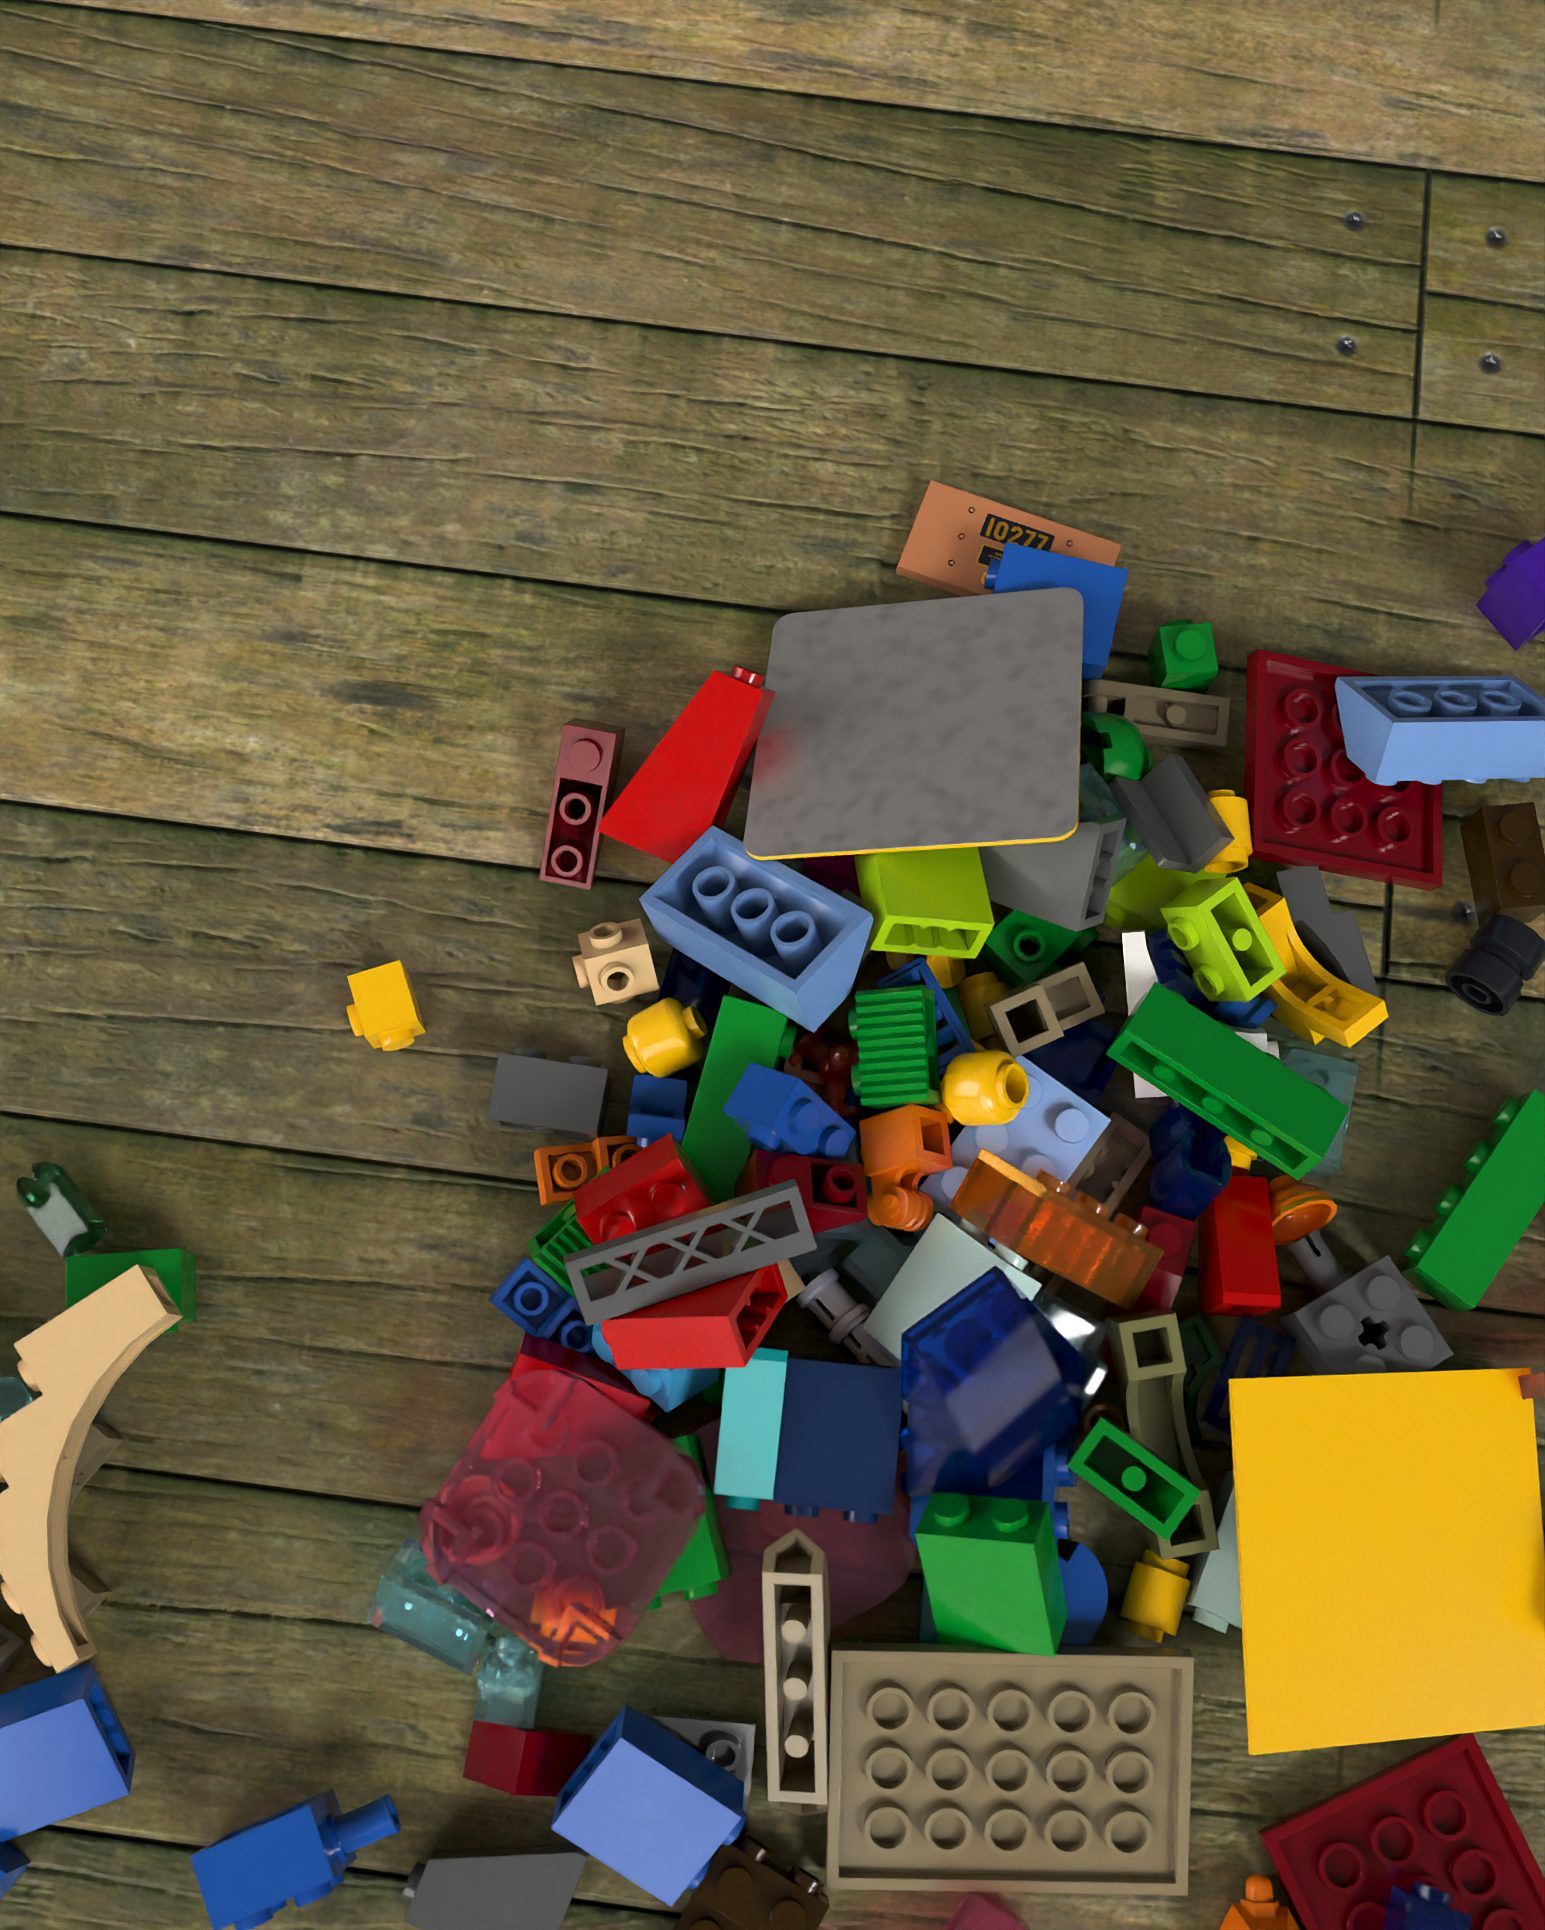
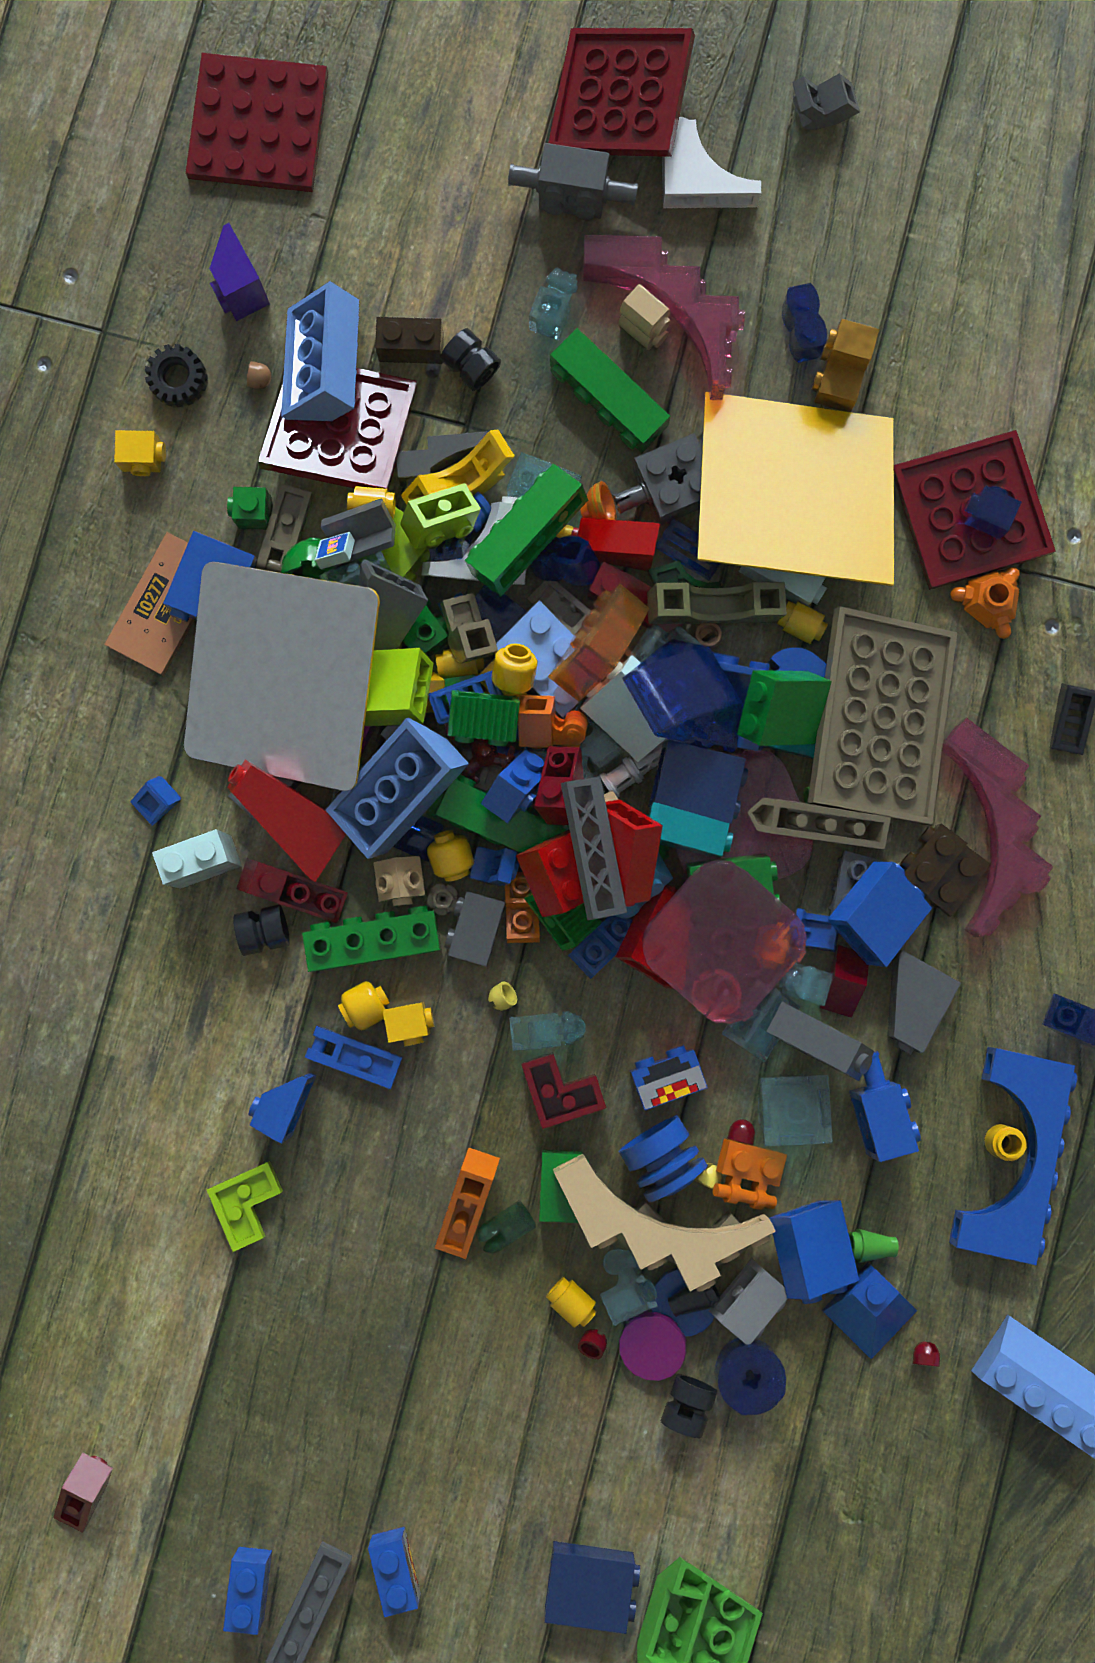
camera: 80 degrees left, 10 degrees up
(54, 1865) = (872, 1246): none -> bright green cone
(81, 781) = (235, 1202): none -> lime plate
(100, 1140) = (467, 1203): none -> orange slope
(164, 1547) = (709, 1176): none -> light yellow hinge
(171, 1467) = (663, 1159): none -> blue wheel
(188, 1619) = (750, 1163): none -> orange plate
(229, 828) = (280, 1108): none -> blue slope
(243, 1597) = (742, 1131): none -> dark red hinge
(274, 1265) = (560, 1101): none -> dark red brick
(285, 1689) = (795, 1109): none -> clear light blue panel
(323, 933) = (355, 1057): none -> blue plate
(327, 1452) = (668, 1077): none -> brick
(388, 1229) = (545, 1030): none -> clear light blue brick
(404, 1720) = (821, 1041): none -> dark grey slope
(406, 932) = (363, 1005): none -> yellow head
(452, 1164) = (503, 996): none -> light yellow hinge
(511, 754) = (260, 930): none -> black wheel
(513, 934) = (372, 940): none -> green brick
(592, 1023) = (434, 902): none -> dark tan plate
(607, 1688) = (819, 931): none -> blue bracket
(610, 646) = (196, 859): none -> light aqua brick
(702, 586) = (155, 799): none -> blue slope
(1134, 779) = (334, 550): none -> tile
(1134, 1477) = (742, 621): green slope -> none
(1238, 487) = (139, 452): none -> yellow brick
(1377, 501) = (167, 359): none -> black tyre
(1396, 643) = (258, 375): none -> medium nougat hinge

